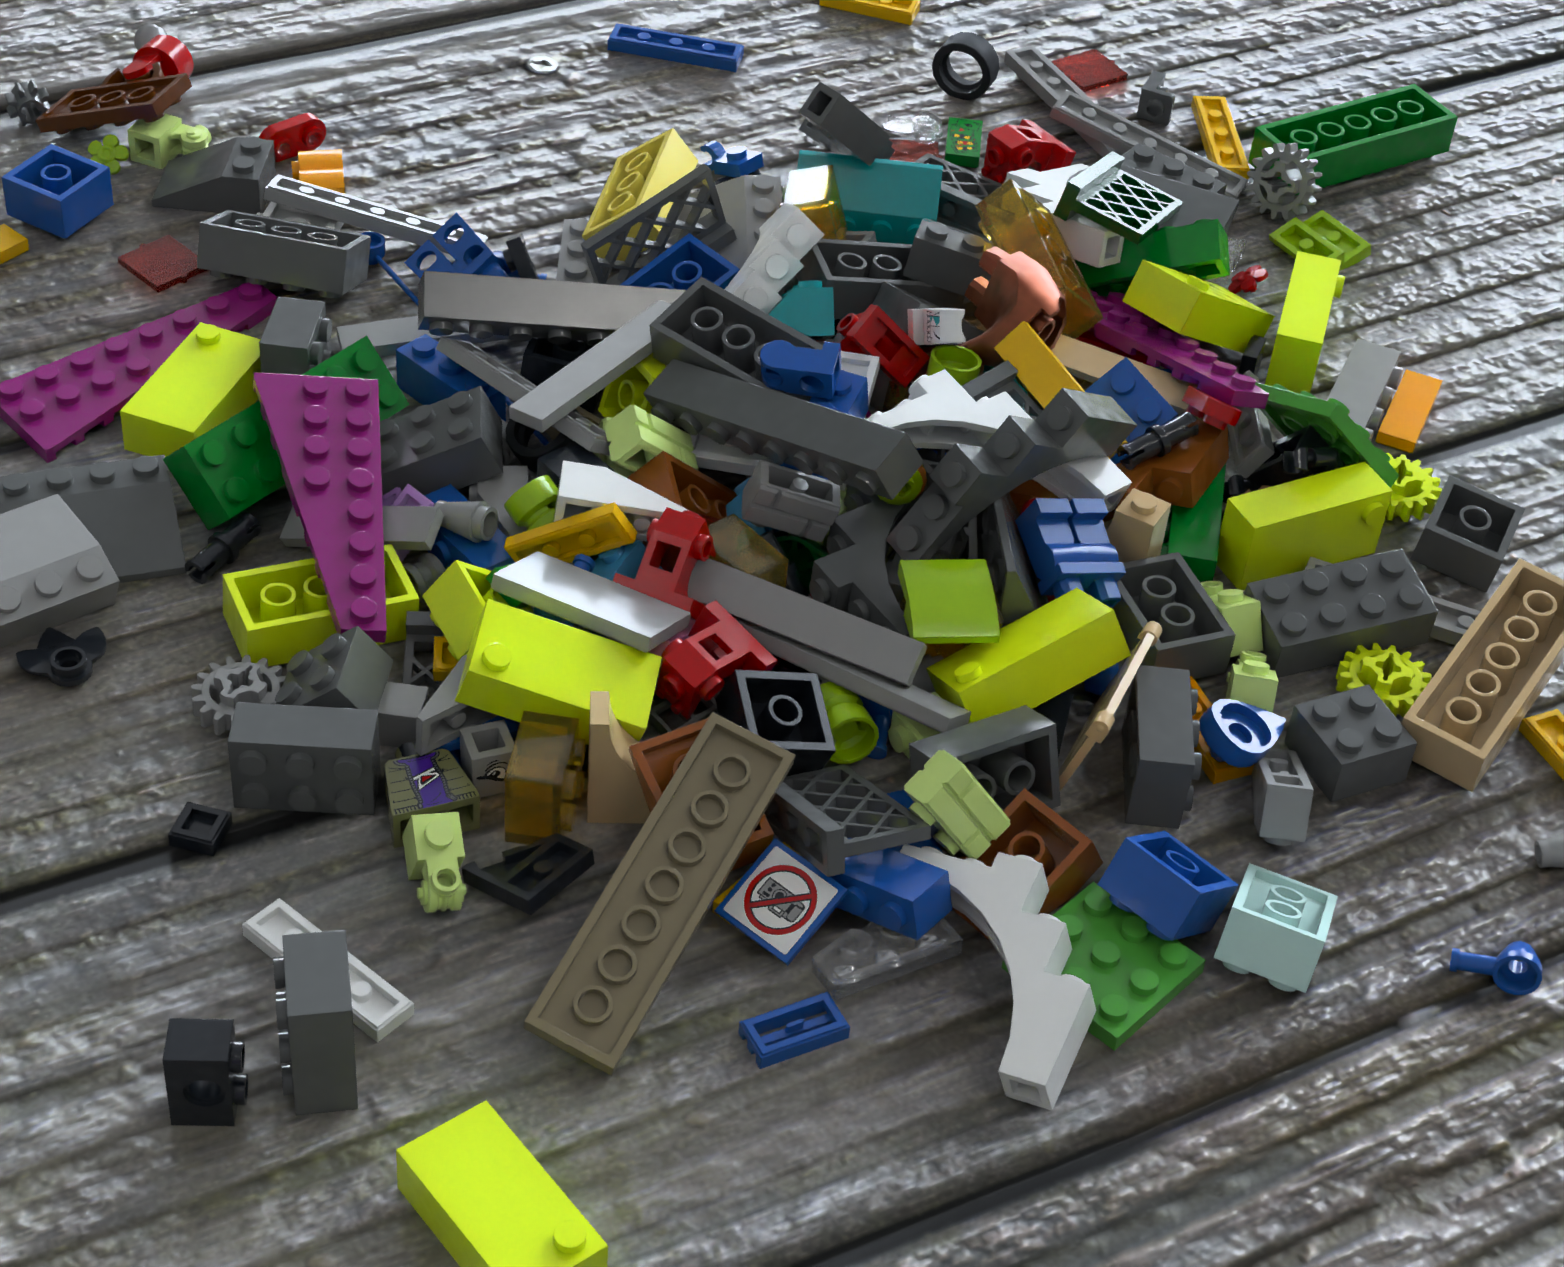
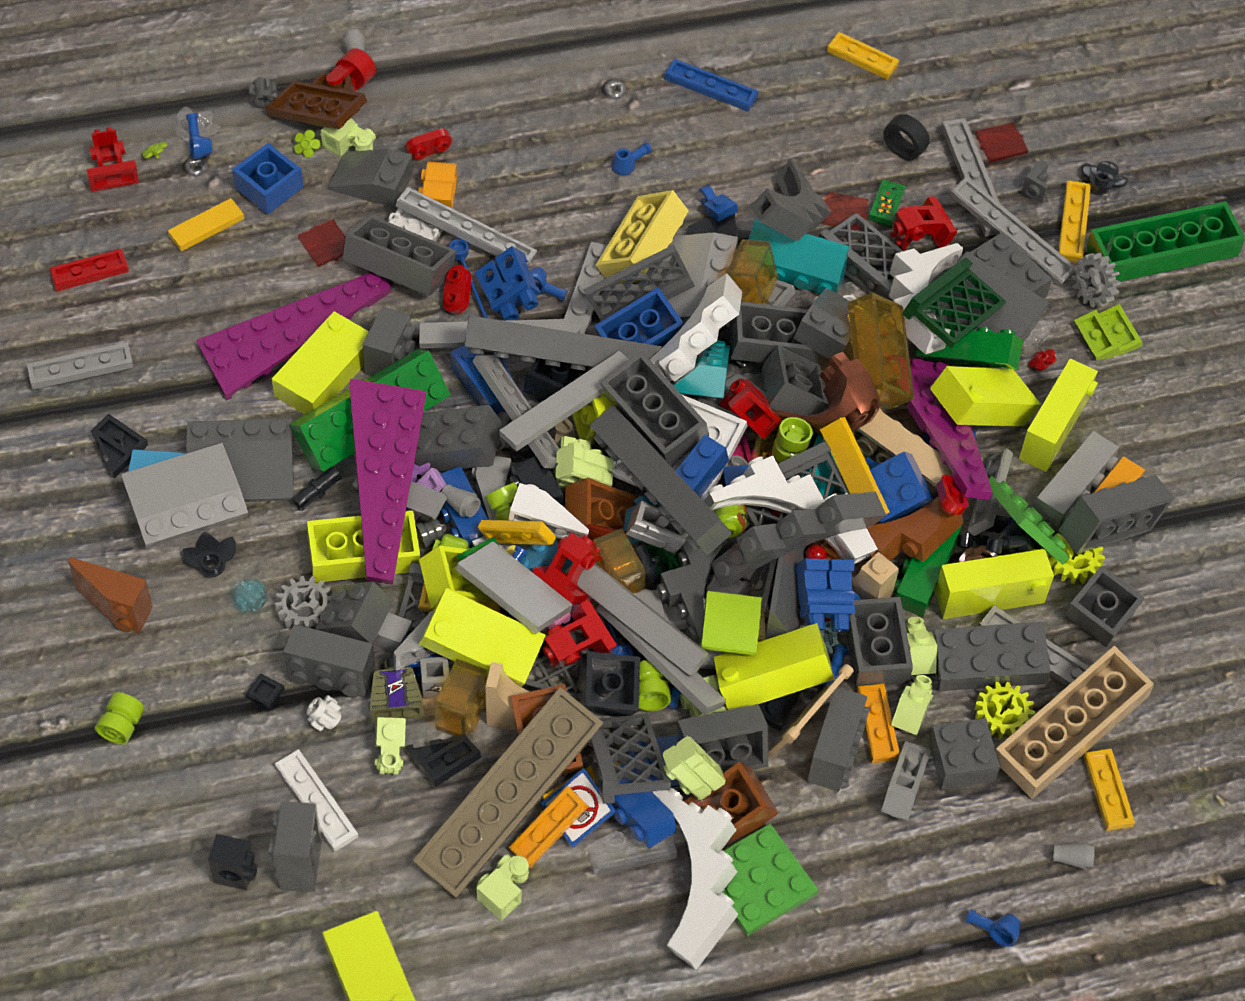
camera: 15 degrees right, 15 degrees up
(146, 695) = (250, 595): none -> clear light blue gear
(312, 837) = (324, 713): none -> white gear
(382, 287) = (457, 286): none -> red plate
(518, 258) = (550, 292): black wing -> none
(583, 131) = (624, 161): none -> blue bar
(690, 1040) = (497, 889): none -> yellowish green brick
(740, 938) = (549, 826): none -> light orange tile
(799, 1035) = (566, 899): blue tile -> none
(801, 369) = (683, 440): blue leg -> none
(923, 128) = (857, 187): clear plate -> none
(936, 326) = (790, 403): white leg -> none
(1157, 440) = (909, 515): black pin -> none
(1167, 885) = (807, 840): blue brick -> none
(1238, 90) = (1103, 176): none -> black plate
(1239, 732) = (893, 738): blue piece -> none
(1252, 355) = (1016, 434): black tile -> none
(1276, 929) = (869, 874): light aqua slope -> none
(1439, 416) = (1115, 513): none -> dark grey brick

